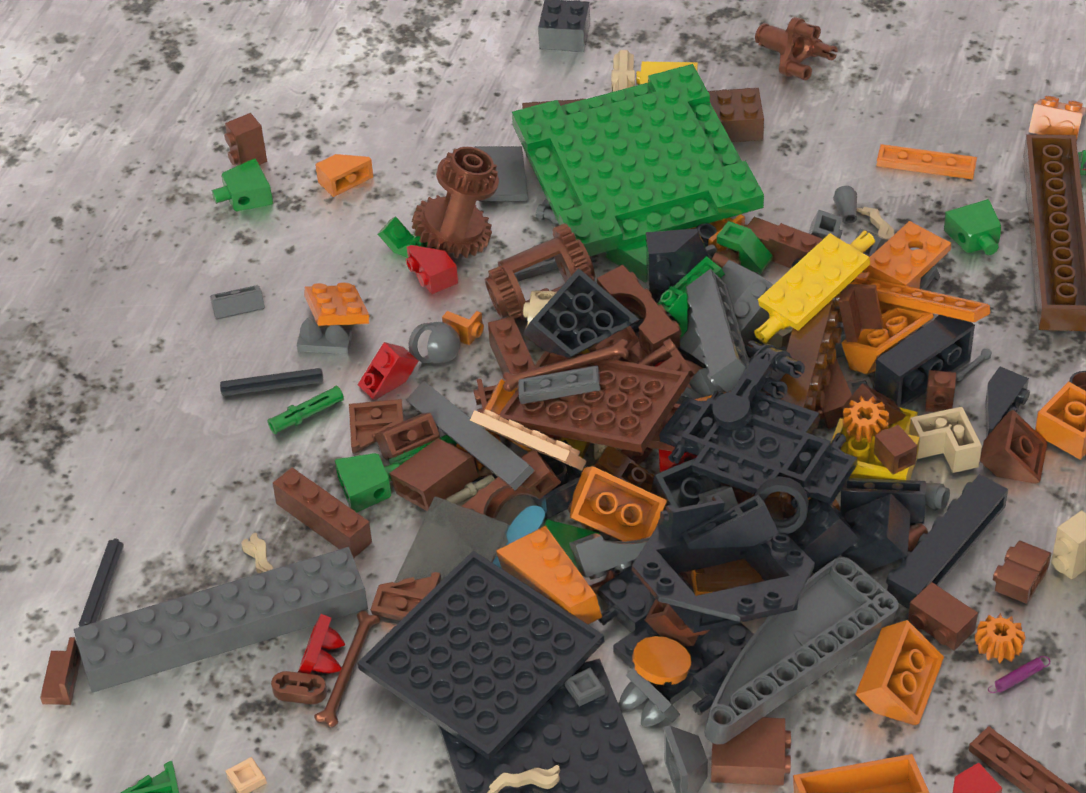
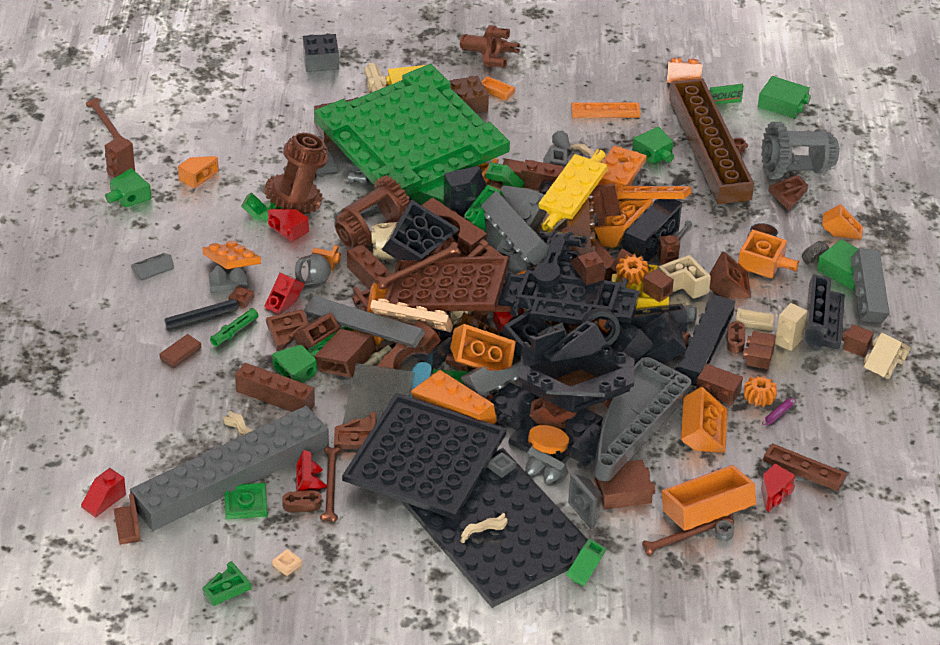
camera: 20 degrees left, 5 degrees down
(46, 625) = (104, 492): none -> red slope
(102, 582) = (131, 450): black axle -> none
(225, 431) = (180, 350): none -> copper tile
(227, 673) = (246, 501): none -> green tile
(250, 59) = (95, 105): none -> copper piece
(333, 365) = (242, 296): none -> copper plate
(559, 384) = (419, 278): dark grey tile -> none
(785, 108) = (498, 88): none -> orange tile
(791, 413) = (589, 267): none -> copper slope
(1000, 545) = (732, 336): none -> copper beam
(1004, 393) = (710, 247): black slope -> none
(1031, 521) = (755, 319): none -> tan tile

